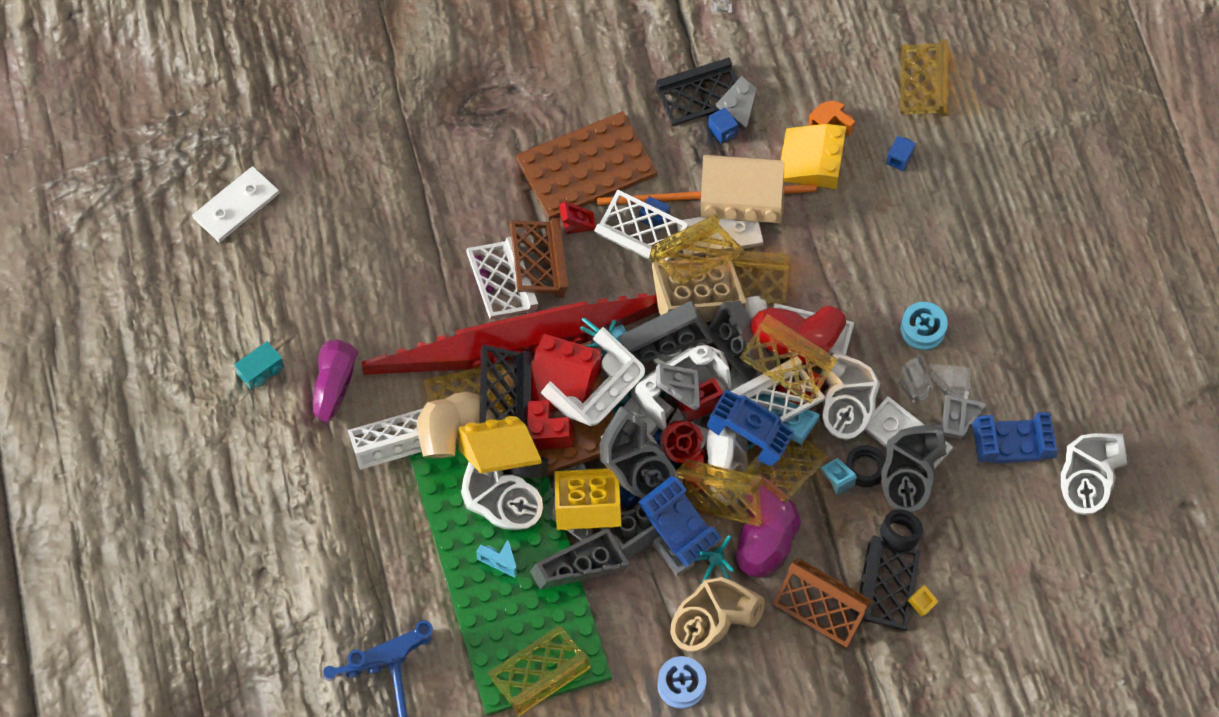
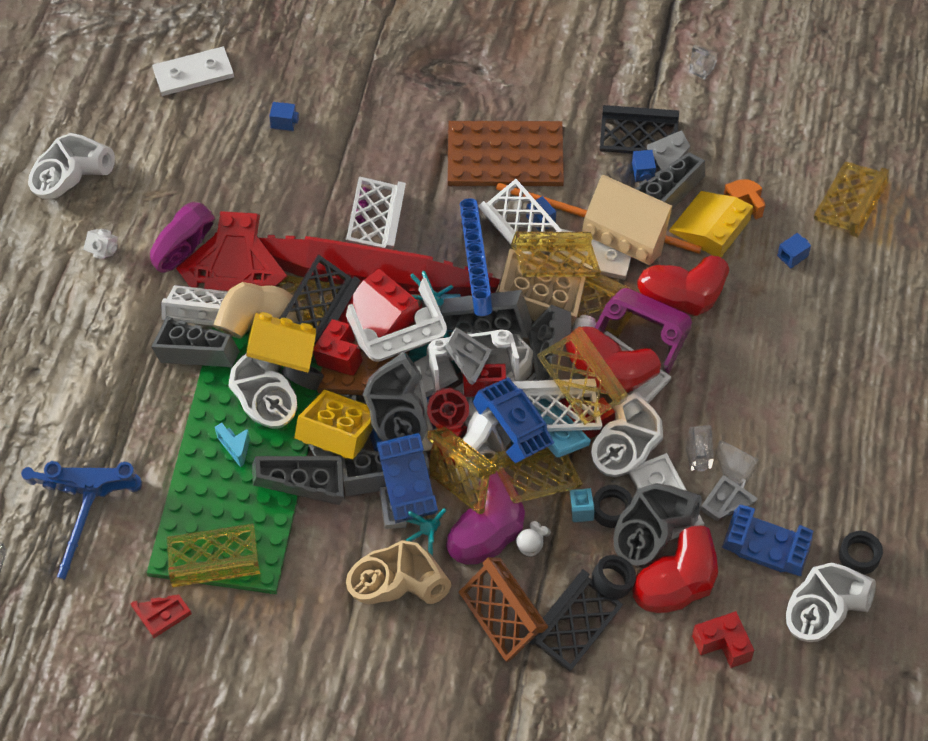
camera: 25 degrees right, 5 degrees down
(172, 353) = (65, 164): none -> white piece
(255, 419) = (101, 243): none -> white brick
(259, 366) = (131, 202): teal brick -> none
(355, 215) = (283, 116): none -> blue brick
(393, 380) = (232, 256): none -> red plate
(407, 481) = (193, 345): none -> dark grey wedge
(556, 257) = (429, 219): dark orange fence -> none
(576, 218) = (469, 188): red slope -> none
(626, 284) = (476, 257): none -> blue beam
(681, 697) = (334, 610): light blue wheel -> none
(760, 132) = (676, 181): none -> dark grey wedge
(812, 529) = (531, 540): none -> white piece
(824, 234) = (685, 290): none -> red piece
(834, 268) = (674, 322): none -> magenta windscreen
(916, 335) = (724, 411): medium azure wheel -> none
(923, 600) = (600, 650): yellow plate -> none
(959, 505) = (679, 579): none -> red piece
(1025, 538) = (725, 634): none -> red brick
(1099, 399) = (864, 538): none -> black tyre

